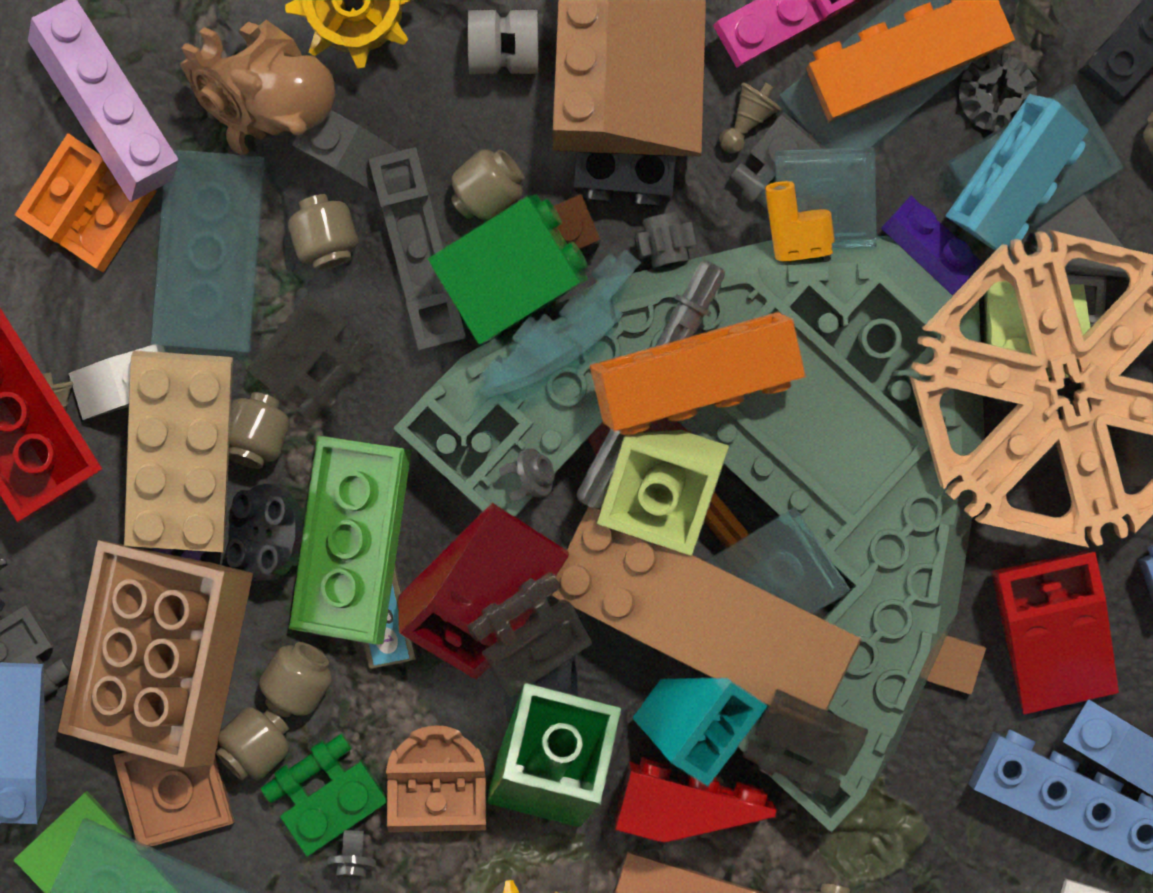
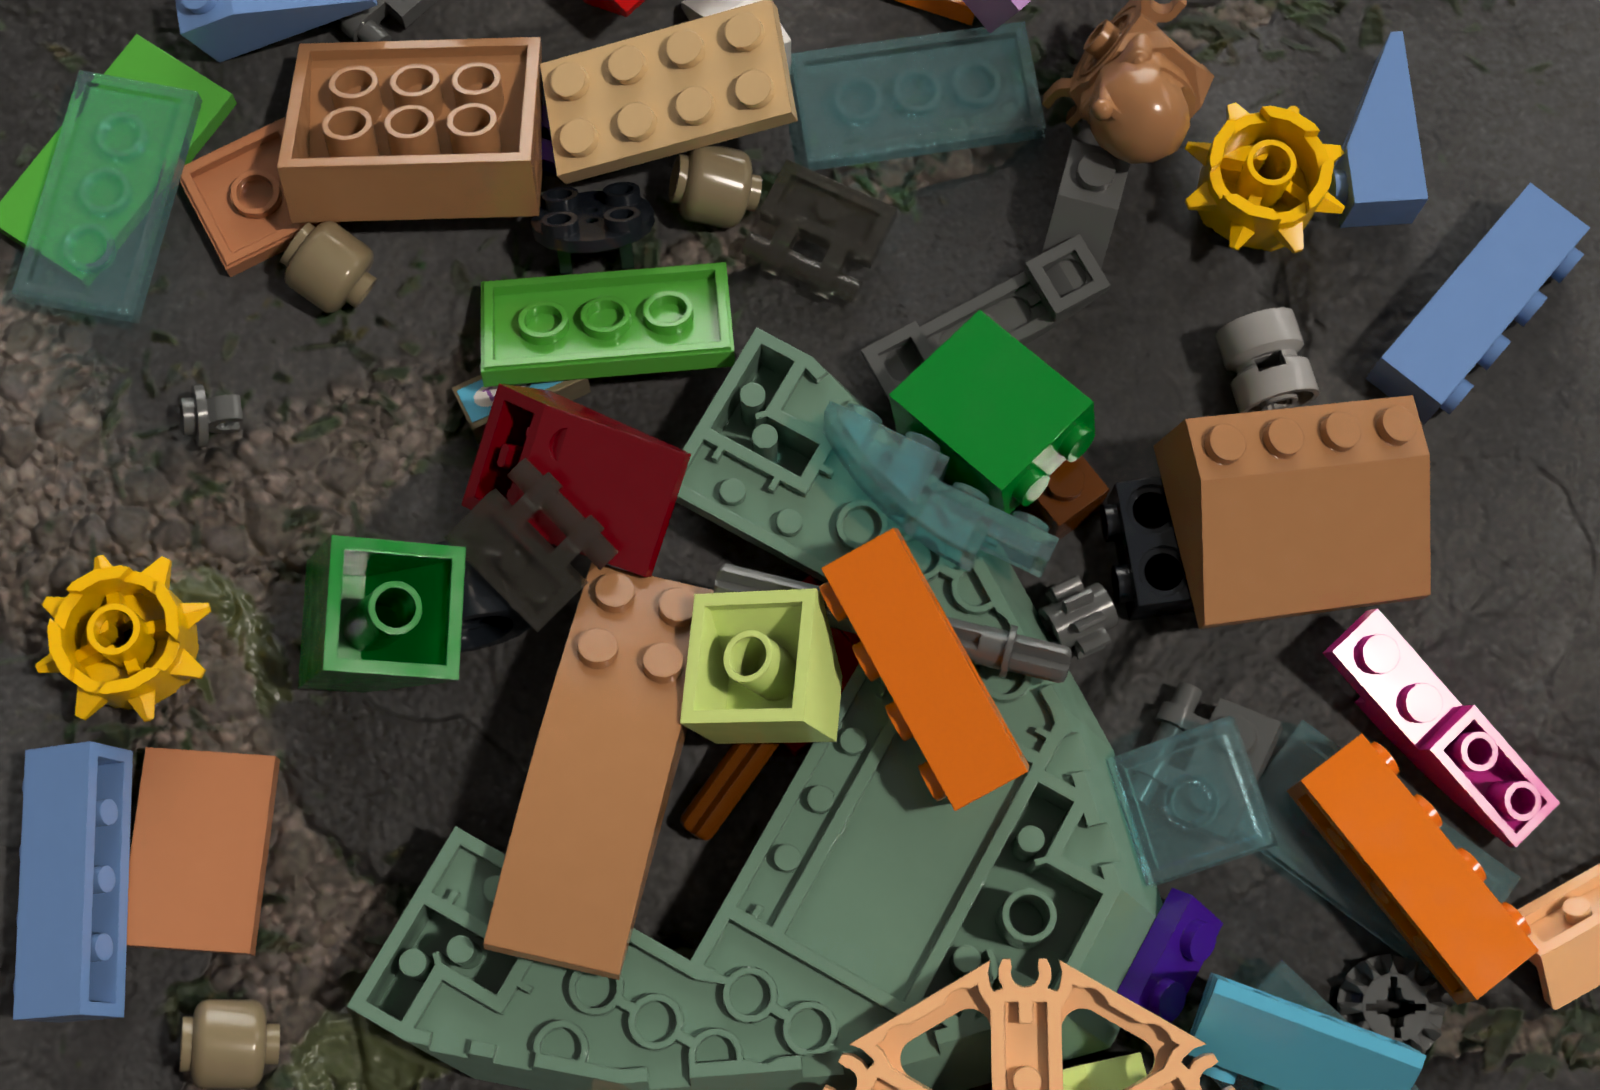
camera: 75 degrees right, 15 degrees down
(295, 680) = (418, 298): dark tan head -> none
(323, 232) = (974, 209): dark tan head -> none
(334, 806) = (269, 384): green plate -> none
(436, 783) = (319, 490): nougat slope -> none
(487, 184) = (1099, 377): dark tan head -> none
(534, 472) = (740, 499): dark grey plate -> none
(677, 806) = (345, 782): red slope -> none
(698, 722) = (456, 790): teal slope -> none
(752, 110) = (1273, 691): dark tan piece -> none
(785, 562) = (699, 859): clear light blue tile -> none
(797, 233) = (1136, 771): light orange piece -> none
(809, 733) = (473, 934): clear smoke plate -> none

